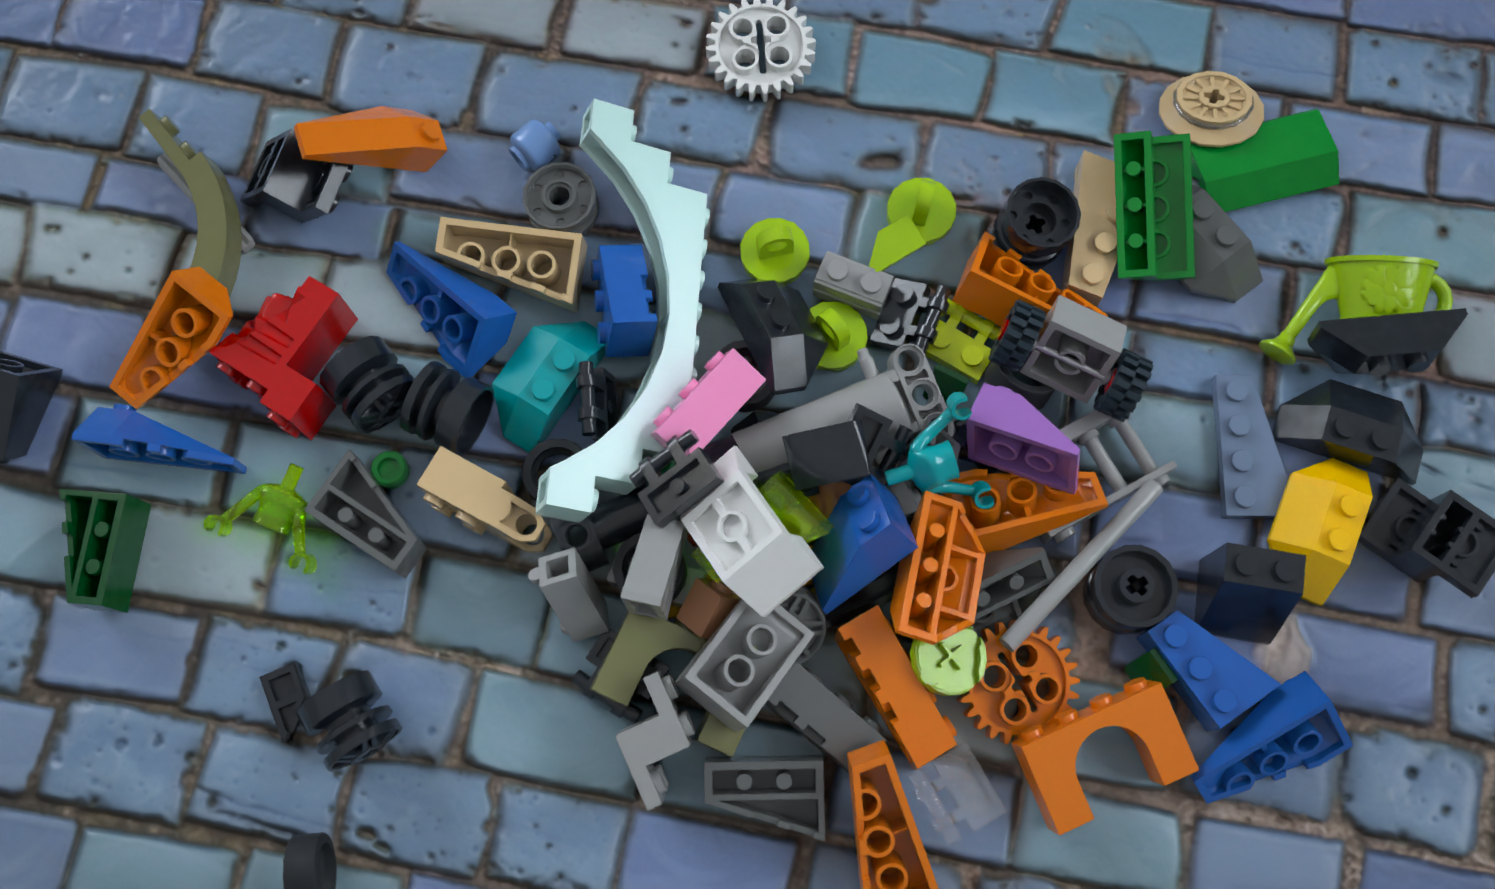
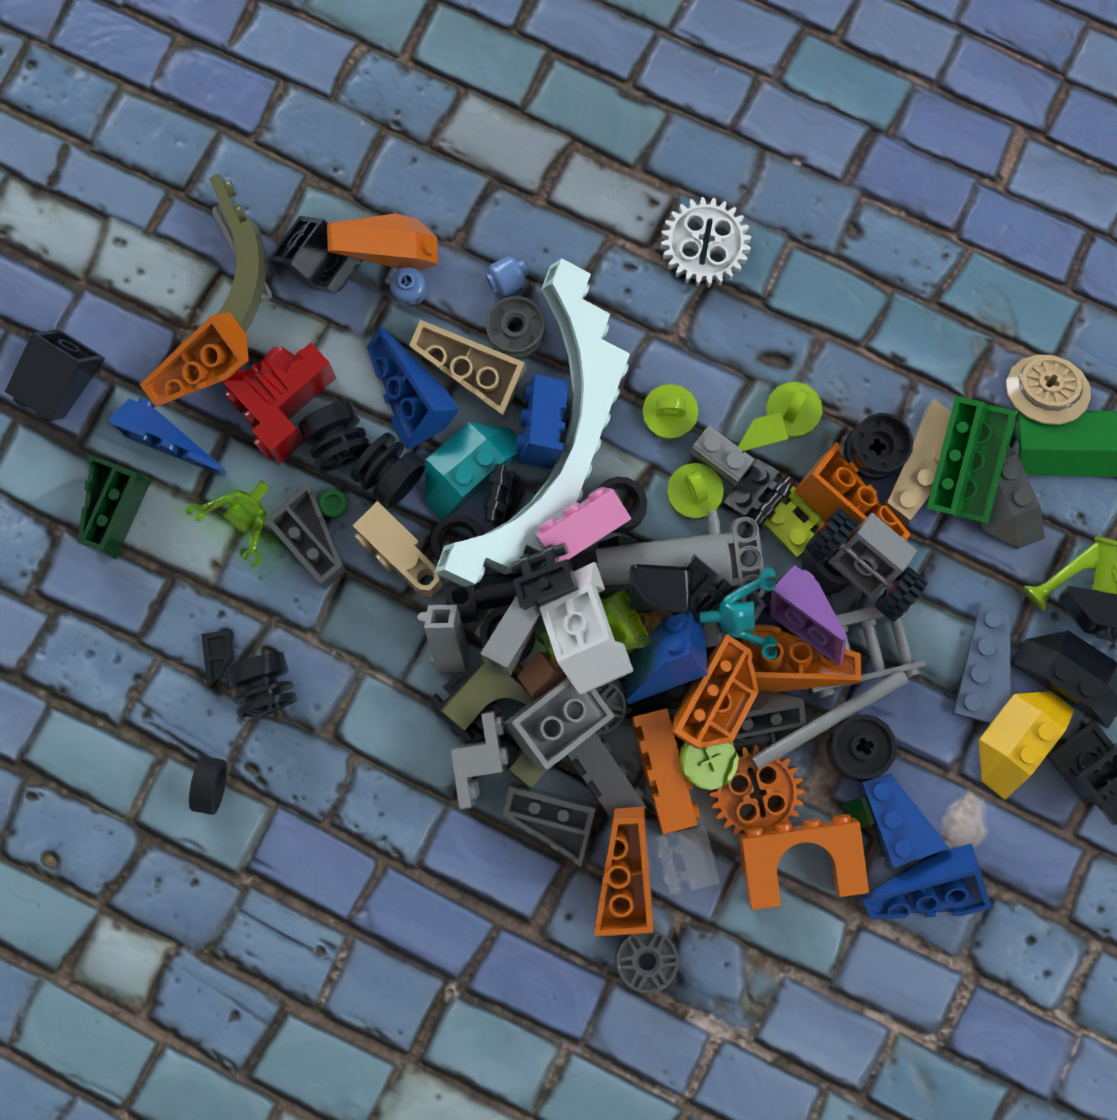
camera: 15 degrees right, 5 degrees up
(417, 187) = (407, 286): none -> medium blue head
(777, 331) = (653, 477): black wedge -> none
(948, 381) = (772, 554): dark green slope -> none
(1248, 591) = (946, 775): black slope -> none

